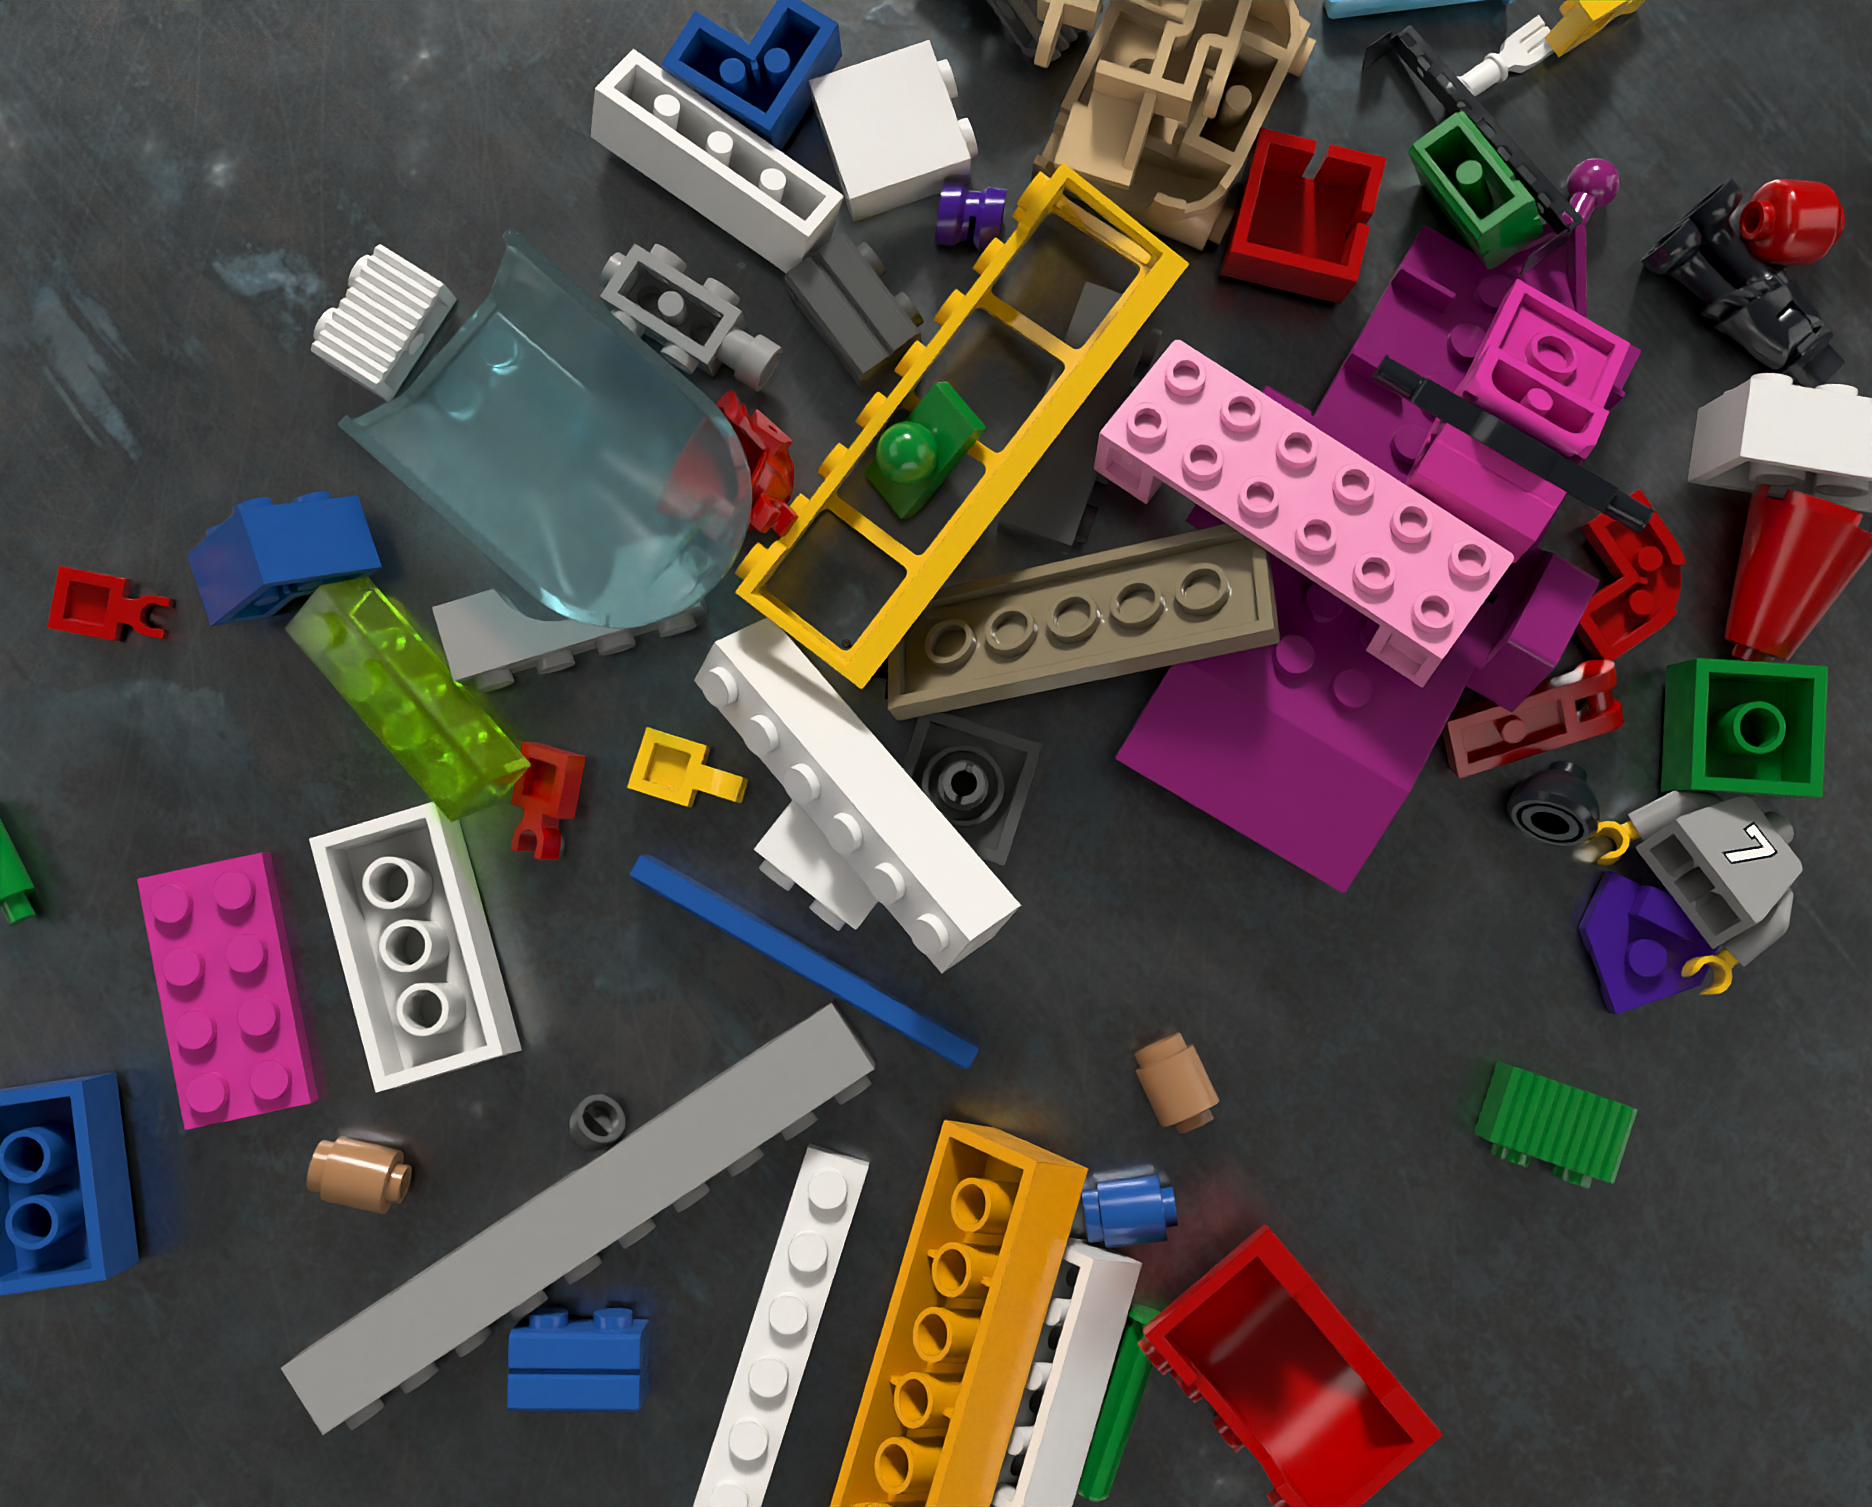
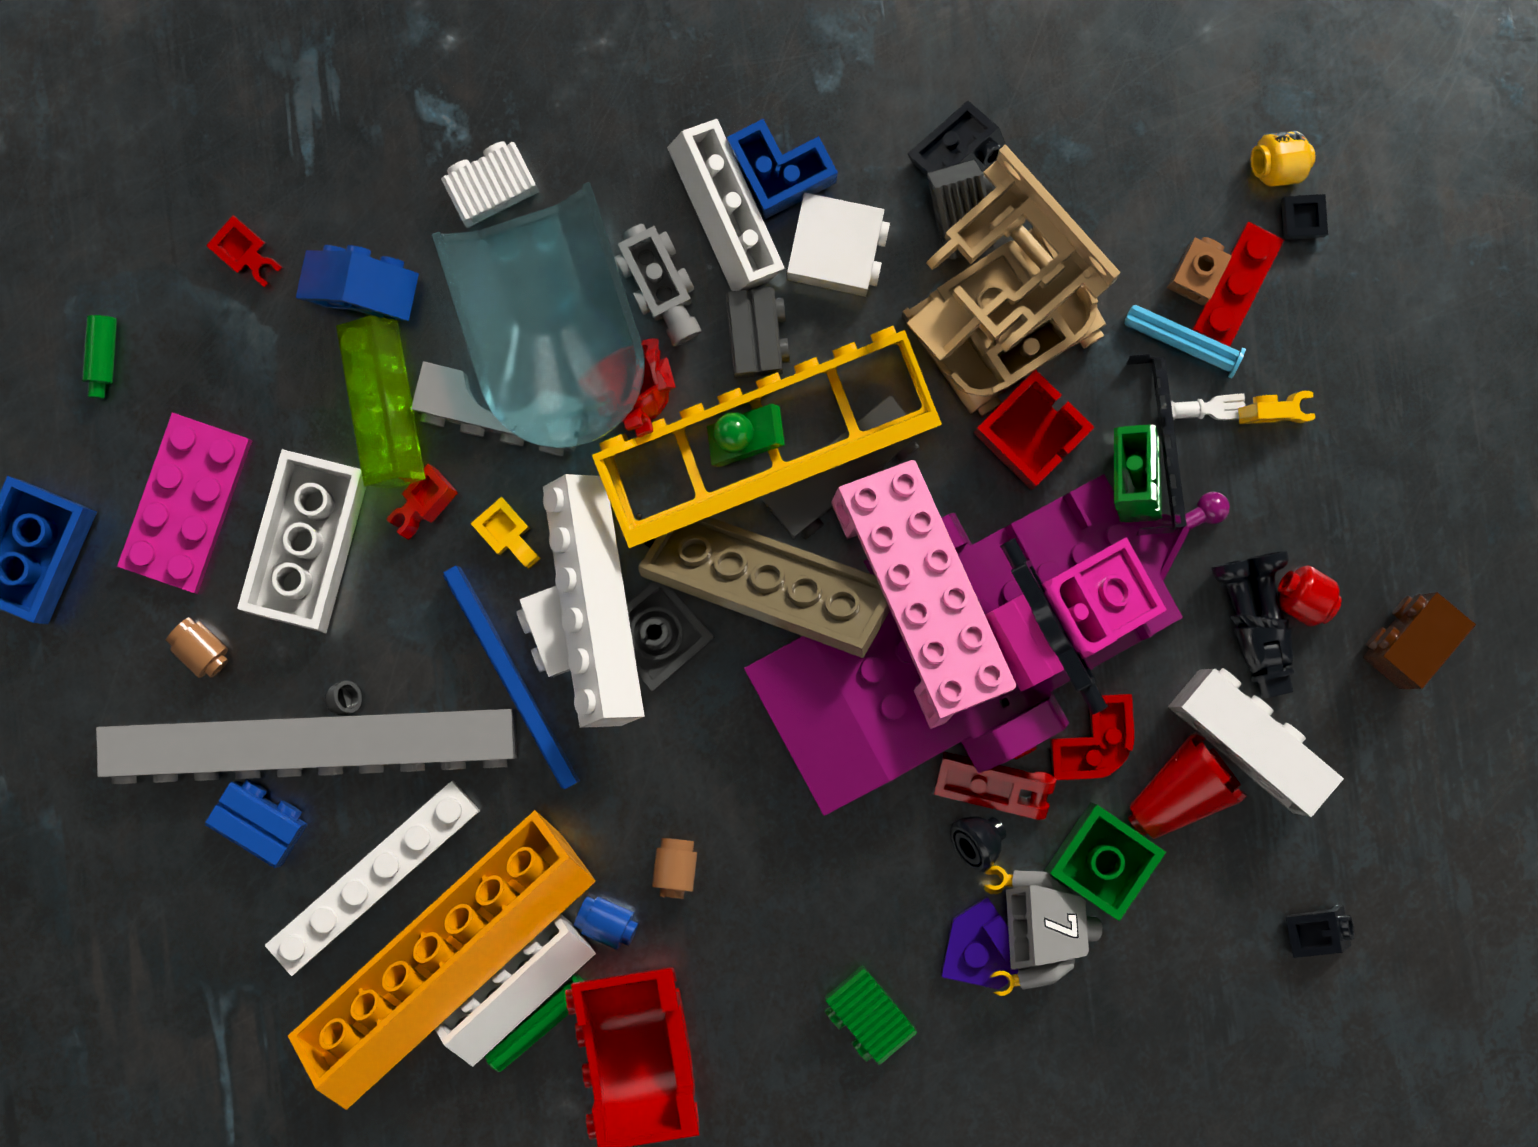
camera: 30 degrees right, 0 degrees up
(969, 215) = (851, 318): dark purple wheel -> none

